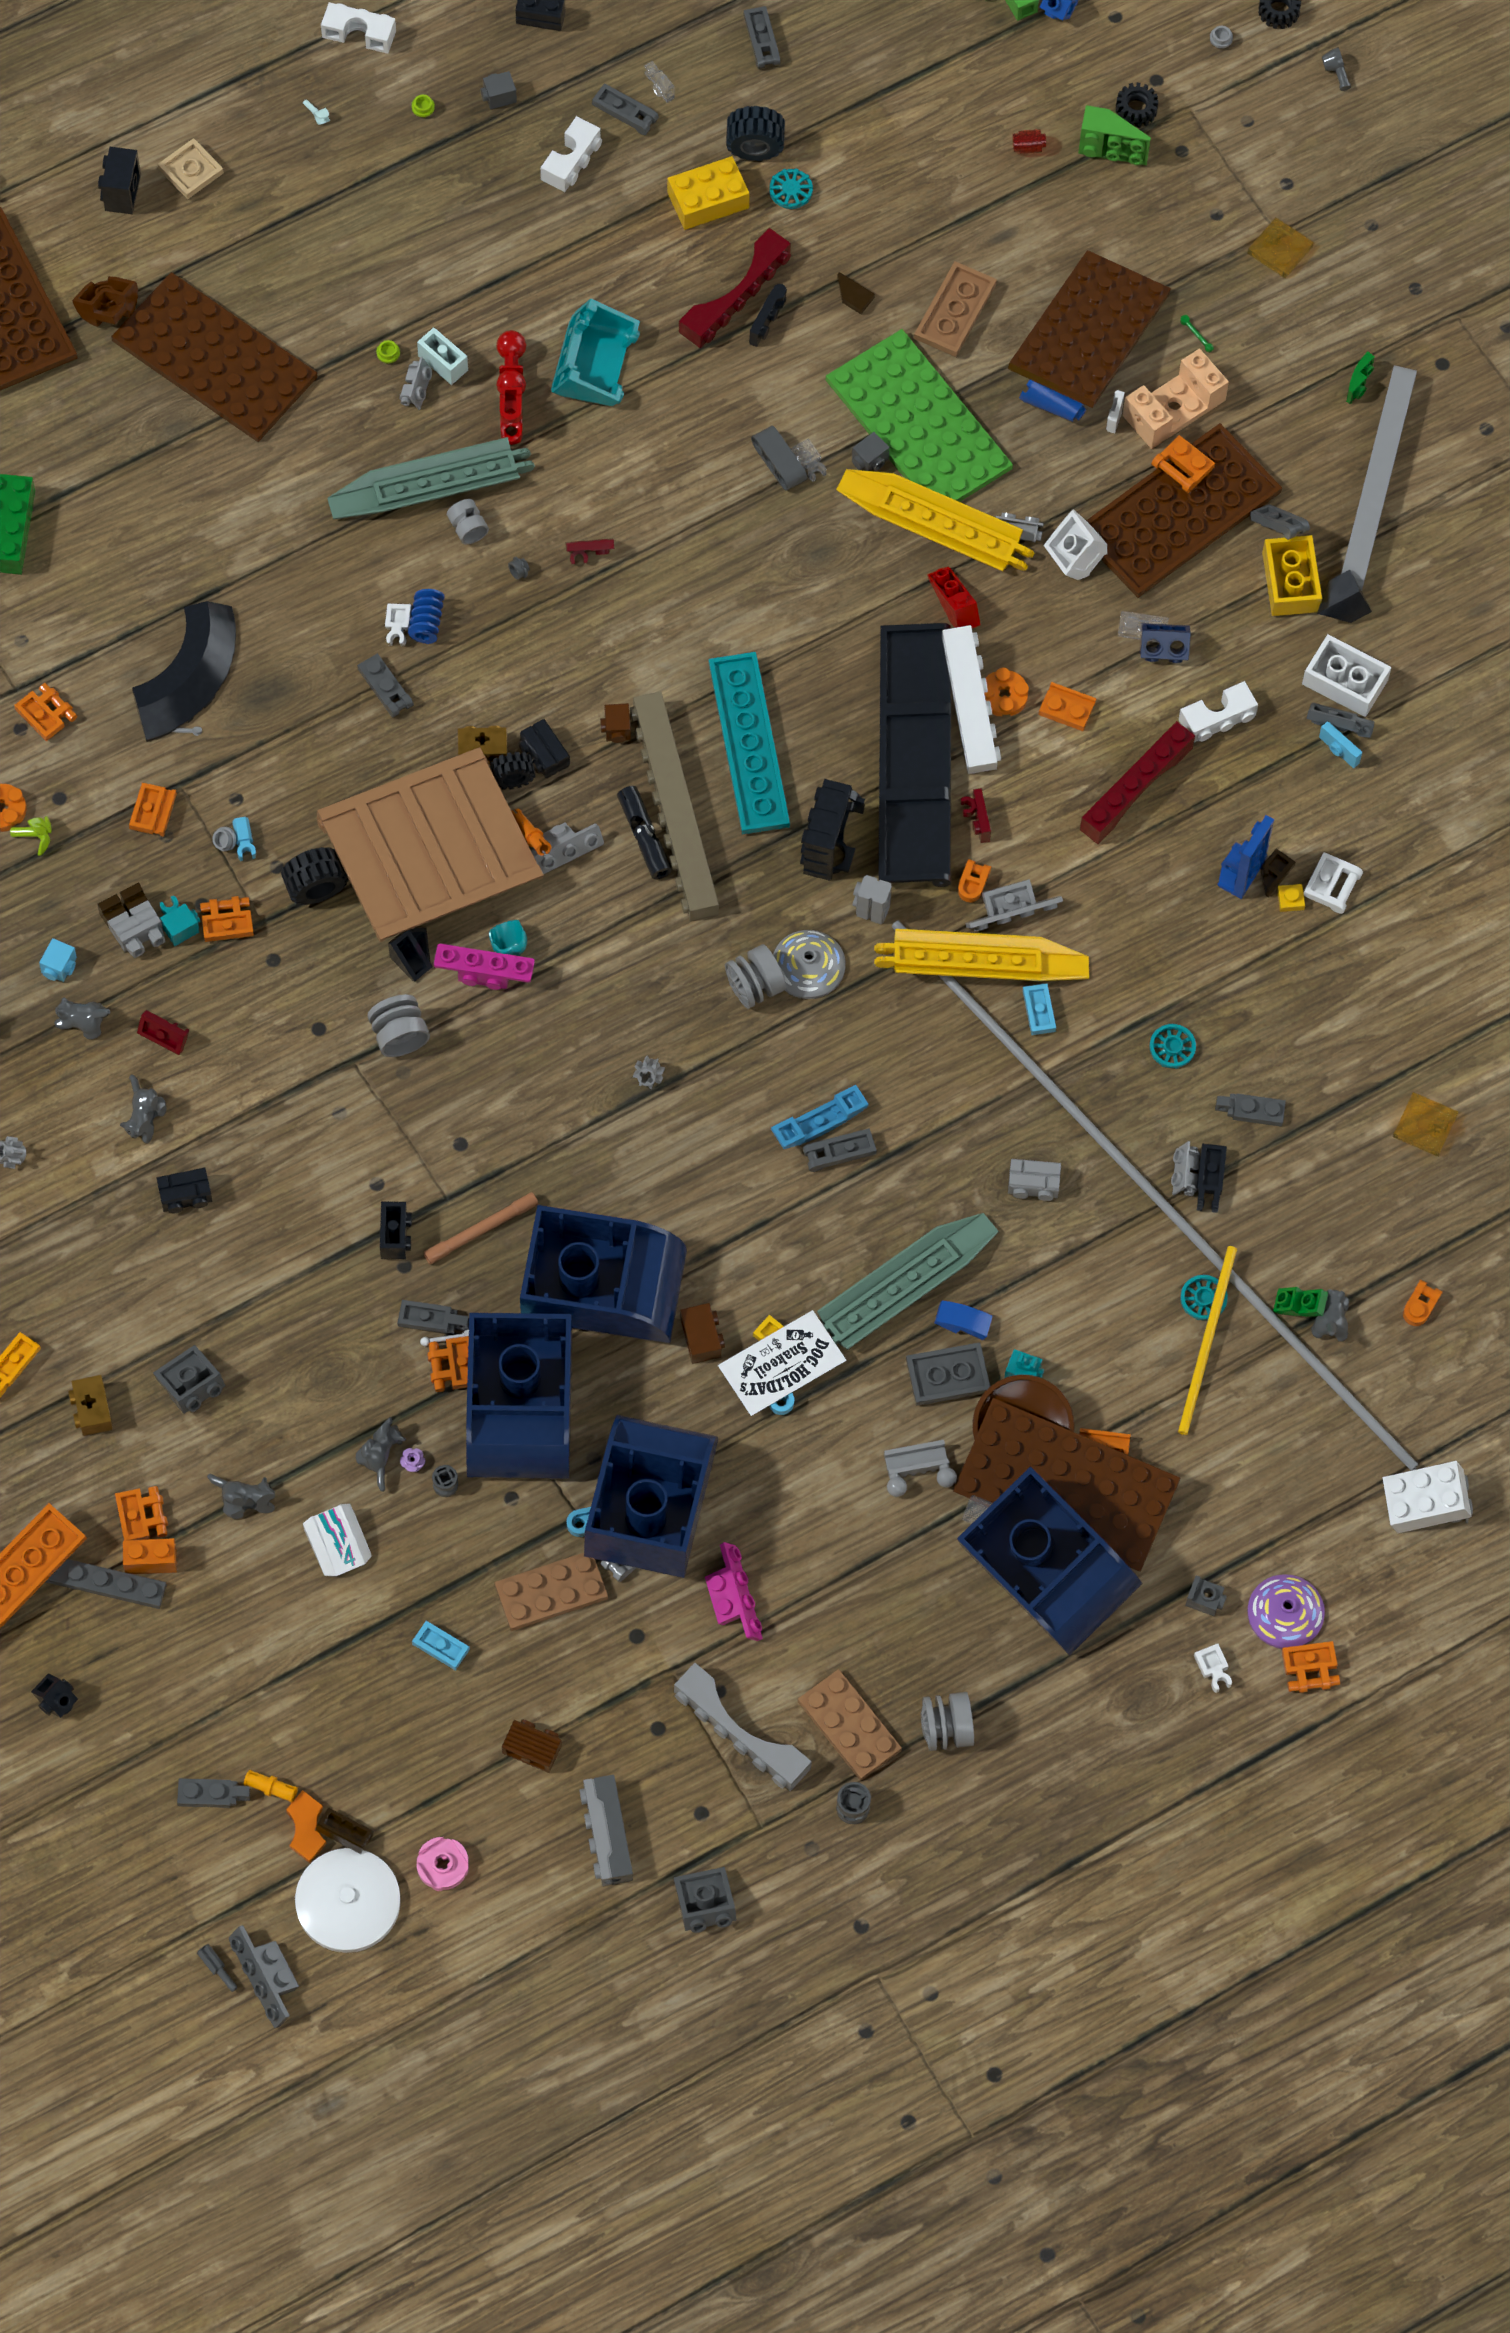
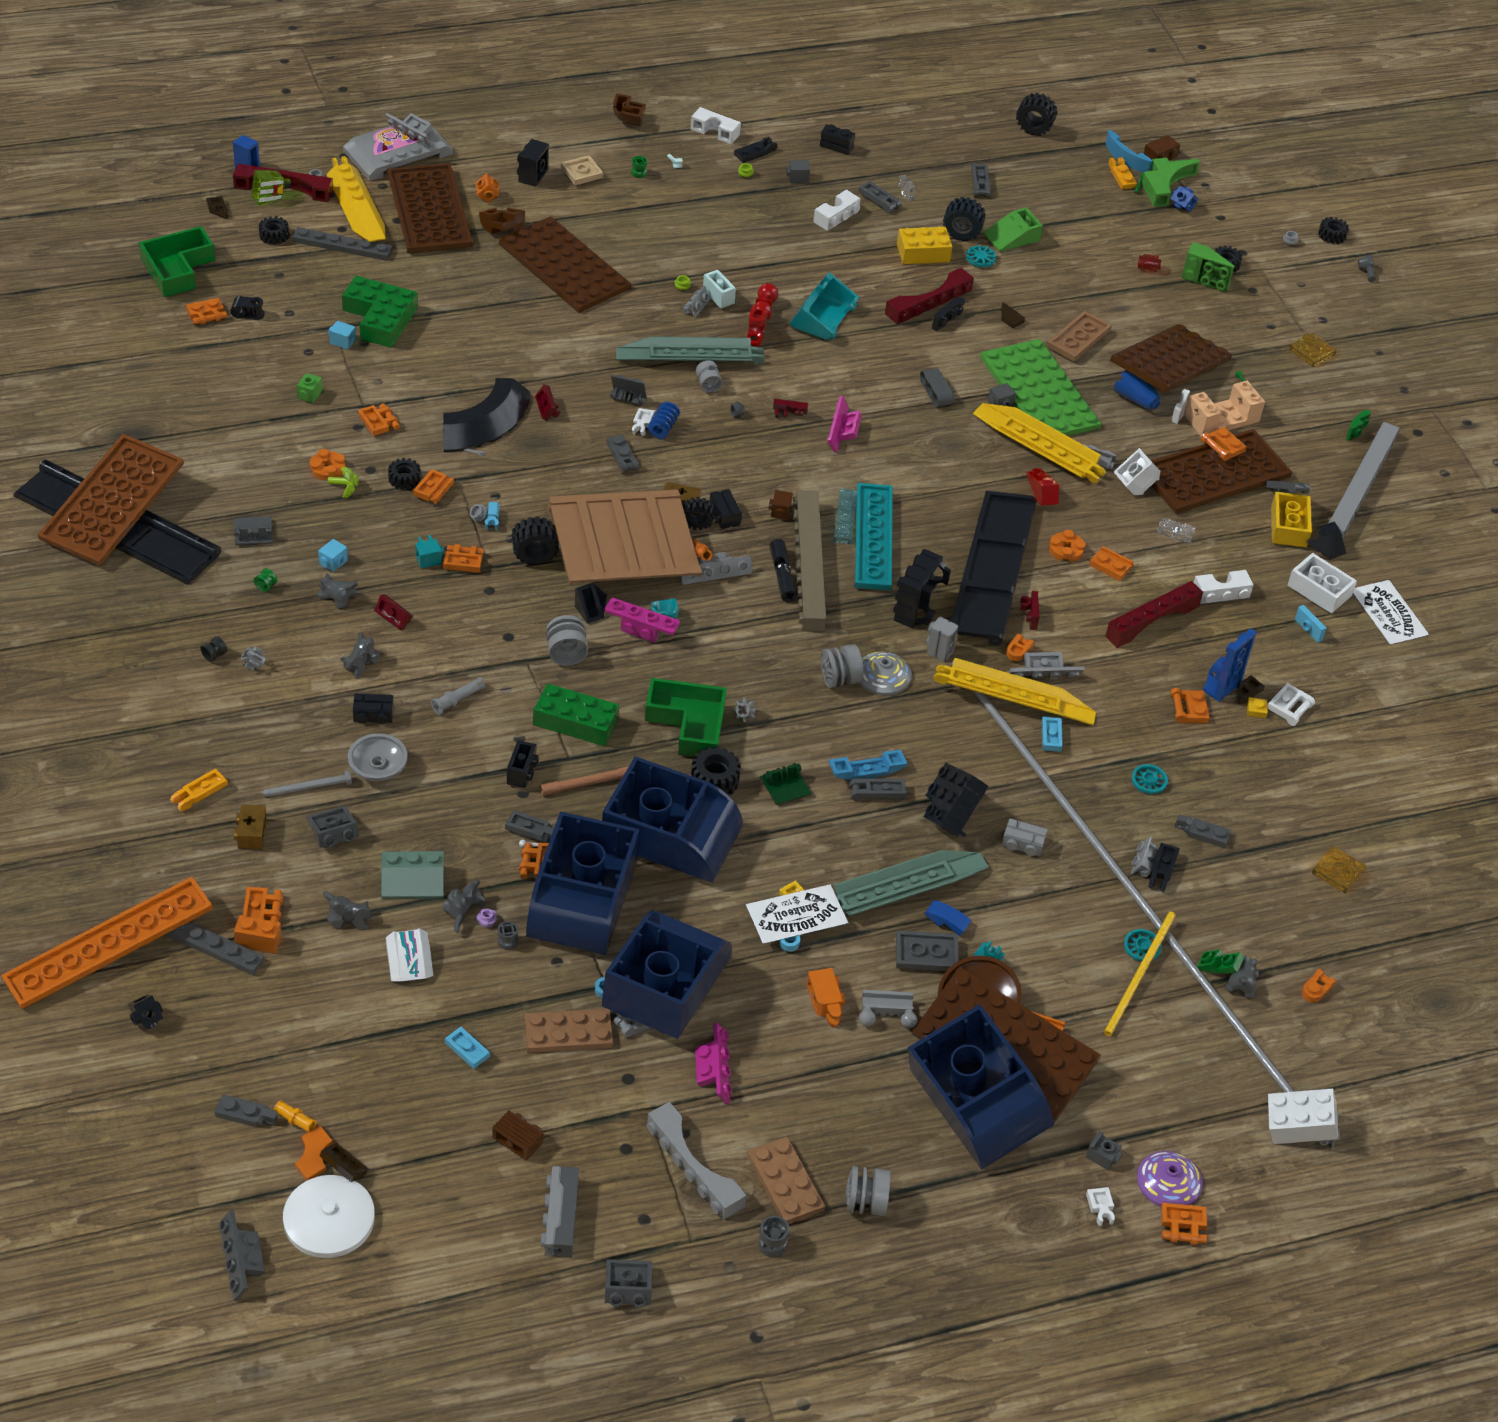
camera: 10 degrees right, 20 degrees down
(68, 244) = (487, 188): none -> orange brick
(110, 810) = (404, 466): none -> black tyre
(123, 1332) = (309, 785): none -> light grey bar
(137, 928) = (395, 545): light grey hips -> none
(214, 1252) = (377, 757): none -> light grey dish
(215, 1965) = (201, 1239): dark grey axle -> none
(226, 32) = (628, 111): none -> reddish brown brick
(260, 625) = (546, 403): none -> dark red plate
(270, 141) = (639, 166): none -> green wheel
(276, 1149) = (450, 698): none -> light grey pin
(307, 1425) = (412, 875): none -> sand green slope
(354, 571) = (623, 387): none -> dark grey hinge
(426, 60) = (755, 150): none -> black hinge
(439, 1135) = (576, 714): none -> green brick
(445, 1849) = (418, 1217): bright pink plate -> none
(584, 1087) = (693, 707): none -> green piece
(635, 1162) = (721, 762): none -> black tyre
(670, 558) = (844, 424): none -> dark pink bracket
(701, 1333) = (738, 881): reddish brown brick -> none
(704, 716) = (845, 516): none -> clear light blue plate
(724, 1172) = (785, 784): none -> dark green hinge
(809, 458) = (959, 392): clear plate -> none
(828, 131) = (1015, 230): none -> bright green slope
(842, 1468) = (825, 995): none -> orange hinge
(939, 1152) = (953, 798): none -> black piece
(970, 700) = (1041, 540): white brick -> none
(1166, 635) = (1192, 533): dark blue brick -> none
(1212, 914) = (1195, 705): none -> orange plate
(1340, 719) = (1328, 617): dark grey hinge -> none
(1440, 693) = (1389, 612): none -> white sticker

